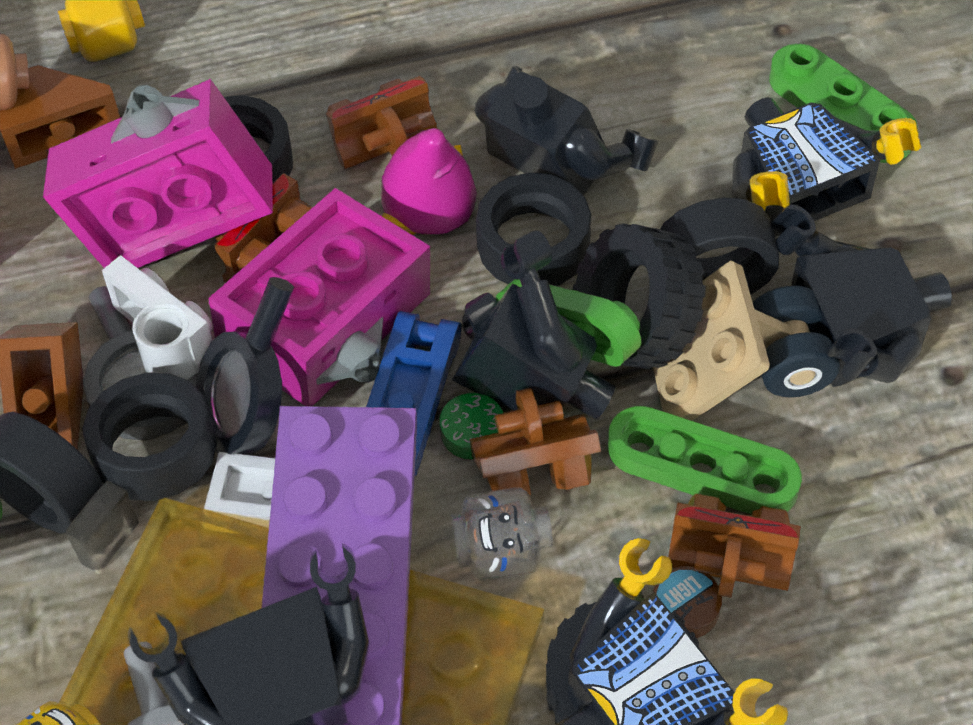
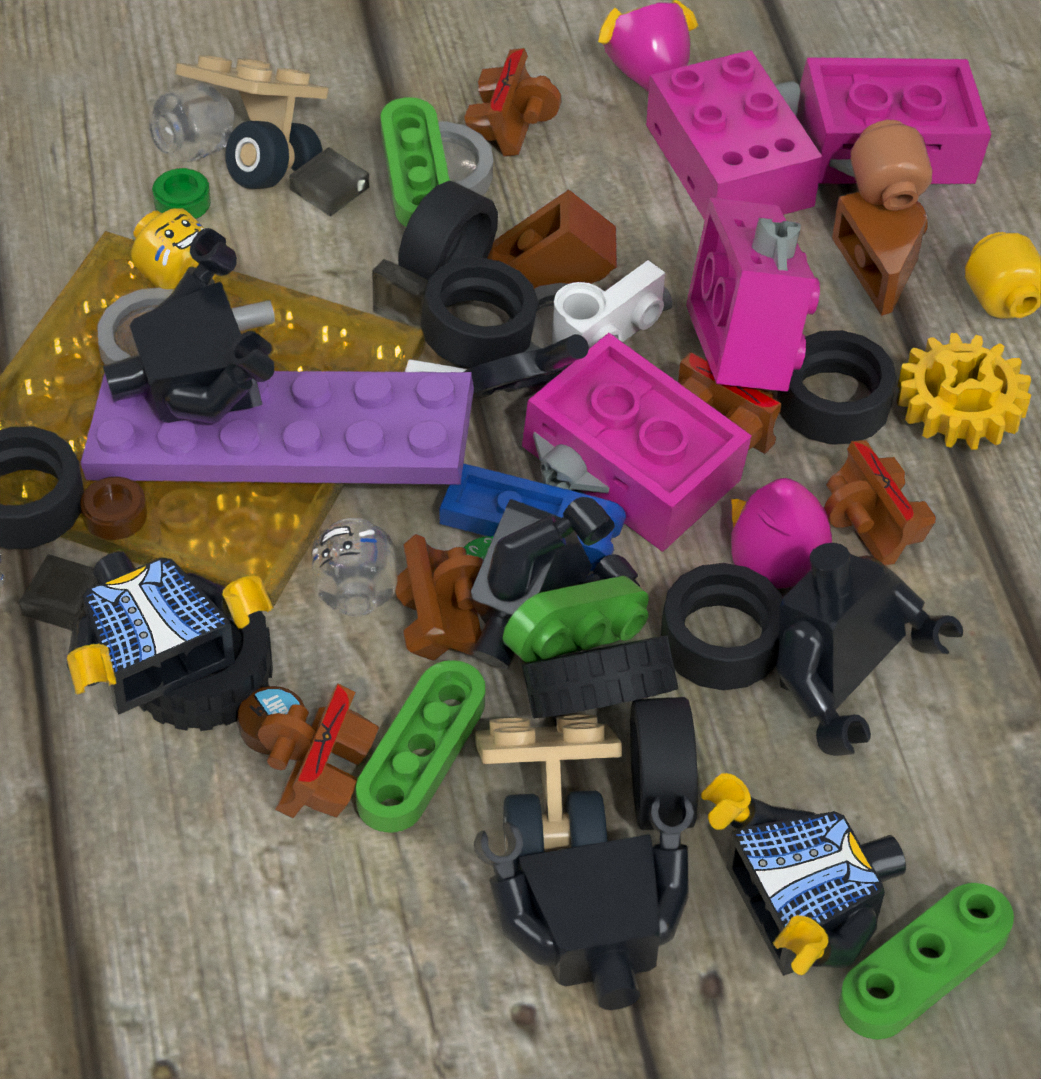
camera: 90 degrees right, 5 degrees down
(244, 56) = (963, 391): none -> yellow gear

